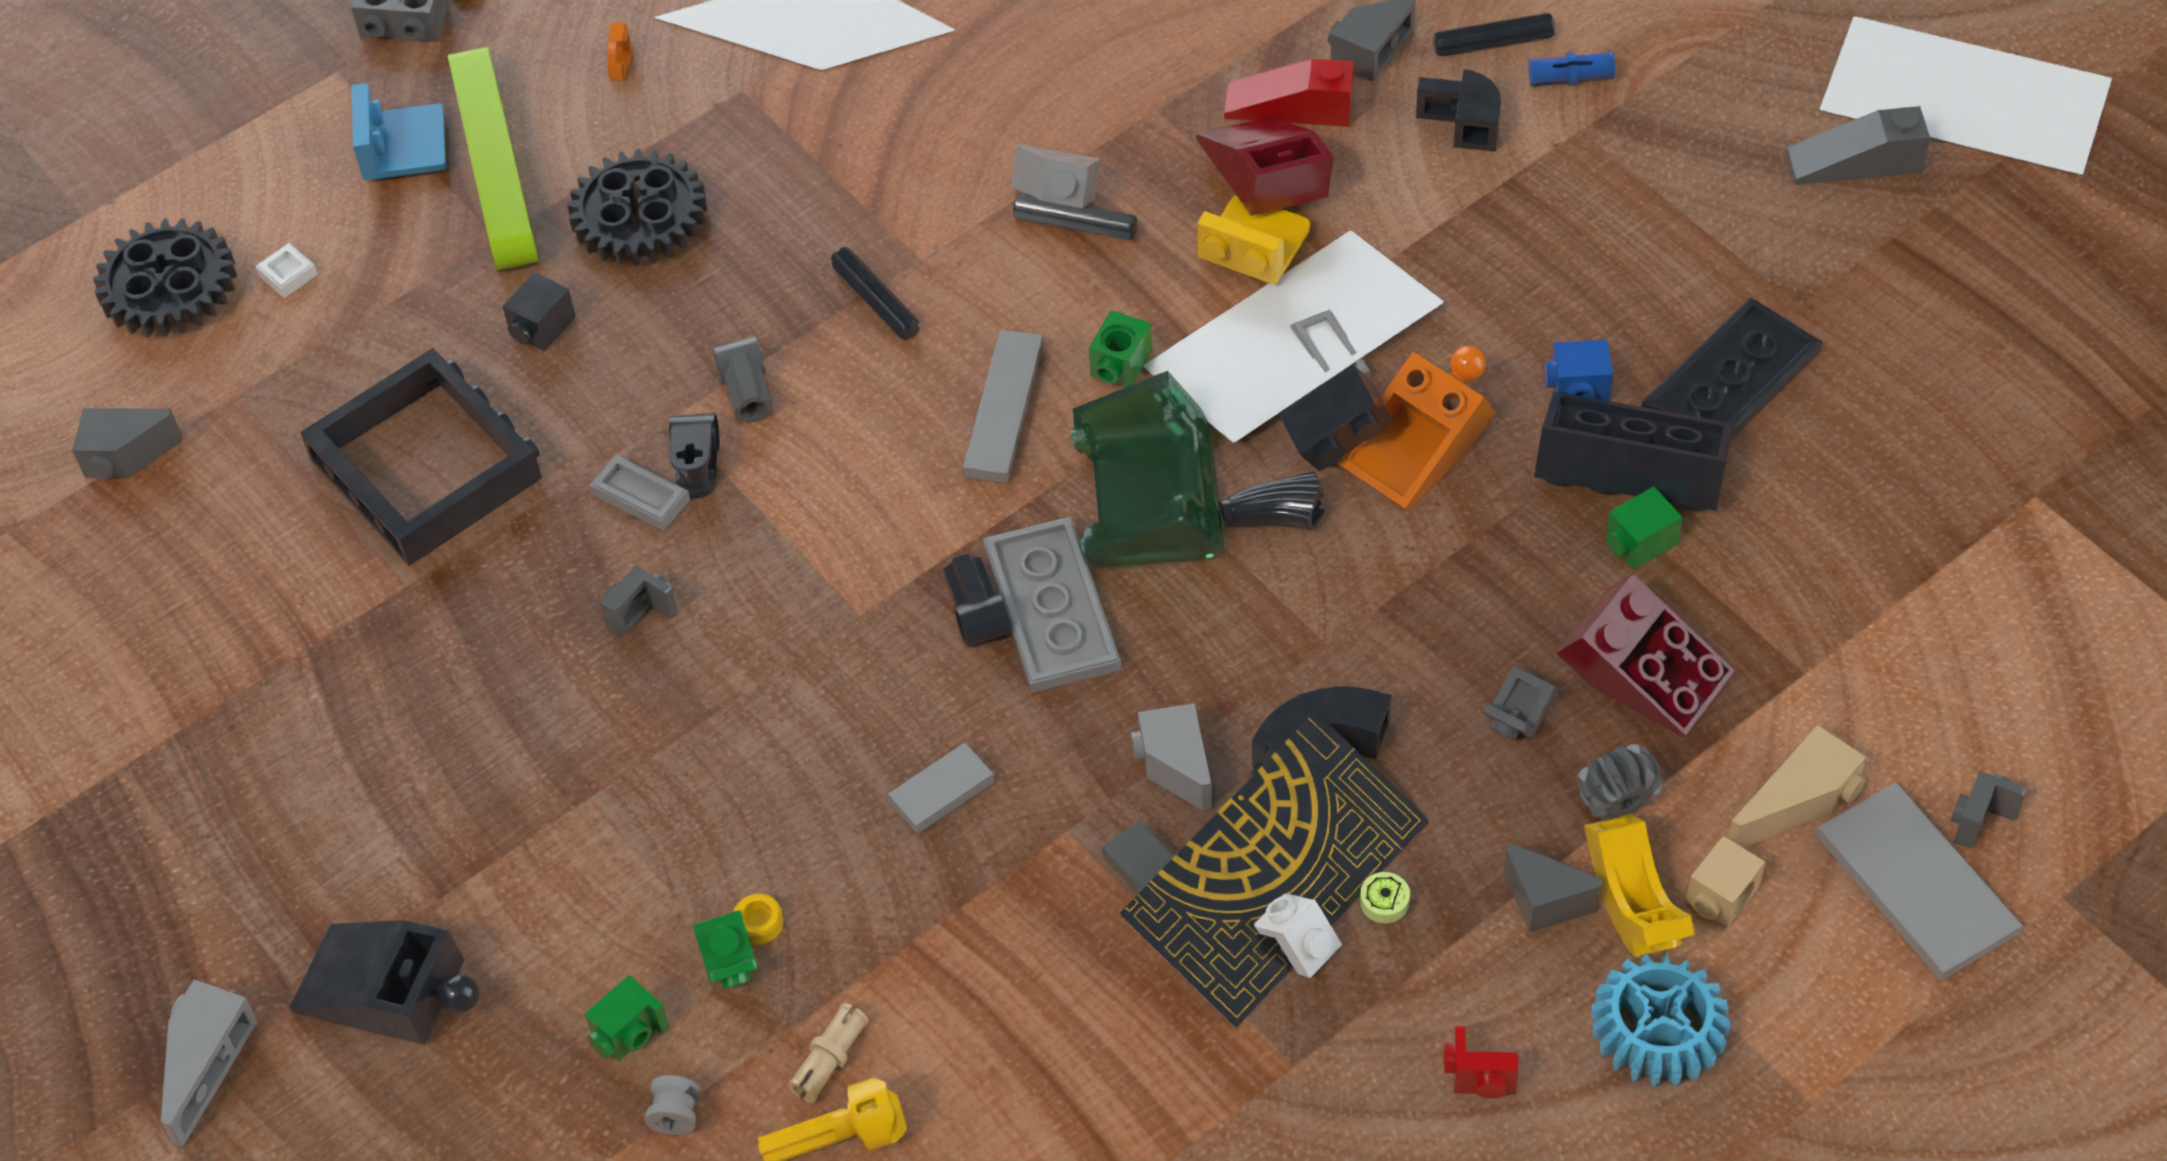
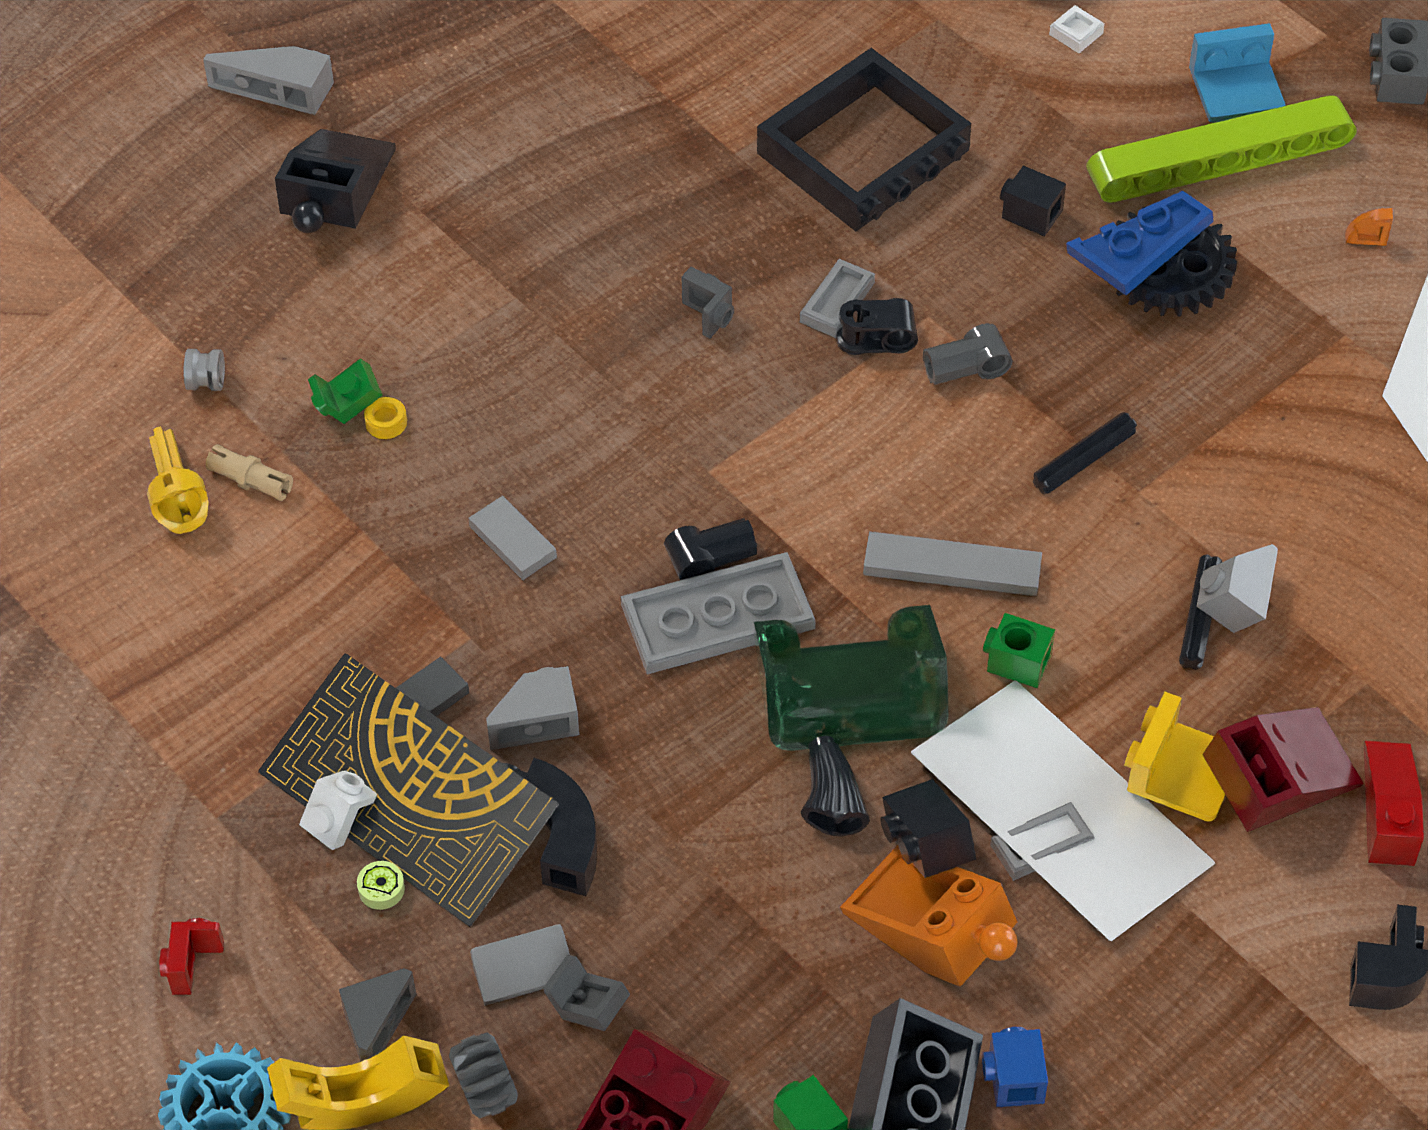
camera: 85 degrees right, 0 degrees up
(624, 1019) = (286, 331): green brick -> none
(634, 209) = (1138, 247): none -> blue wing
(1479, 767) = (518, 963): none -> light grey slope

